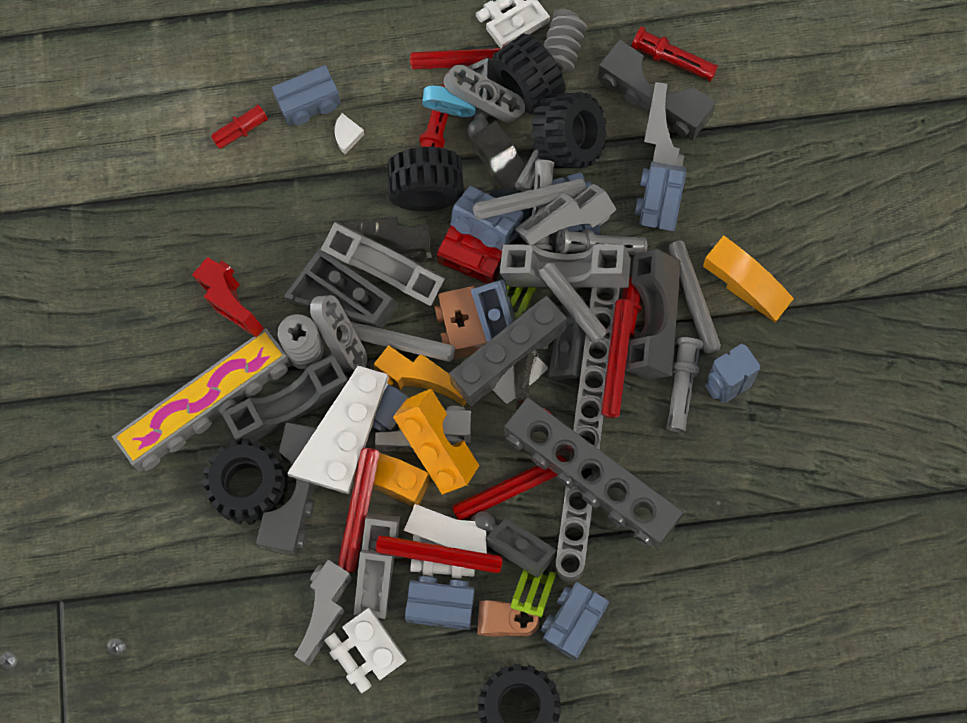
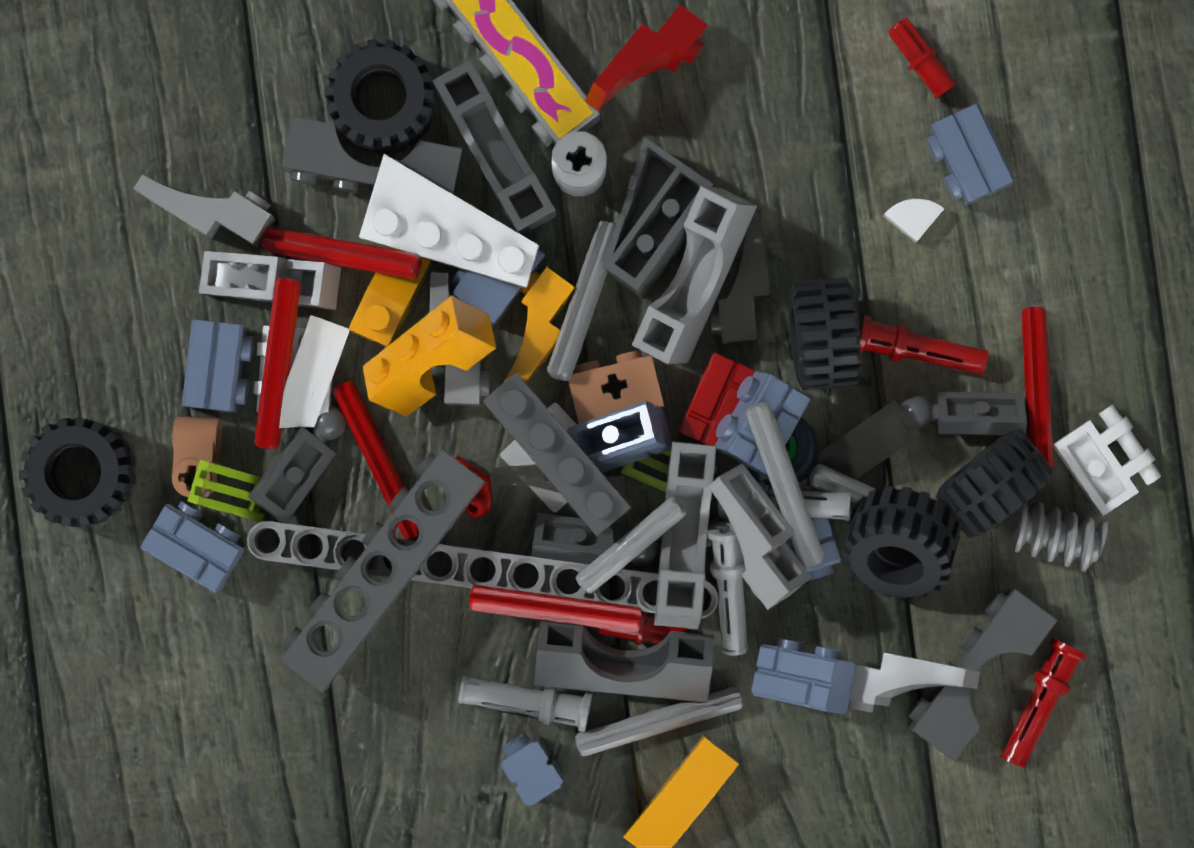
camera: 85 degrees right, 15 degrees up
(328, 316) = (592, 201): light grey beam -> none
(374, 645) = (163, 279): white plate -> none
(441, 100) = (953, 366): medium azure beam -> none
(472, 96) = (966, 436): light grey beam -> none

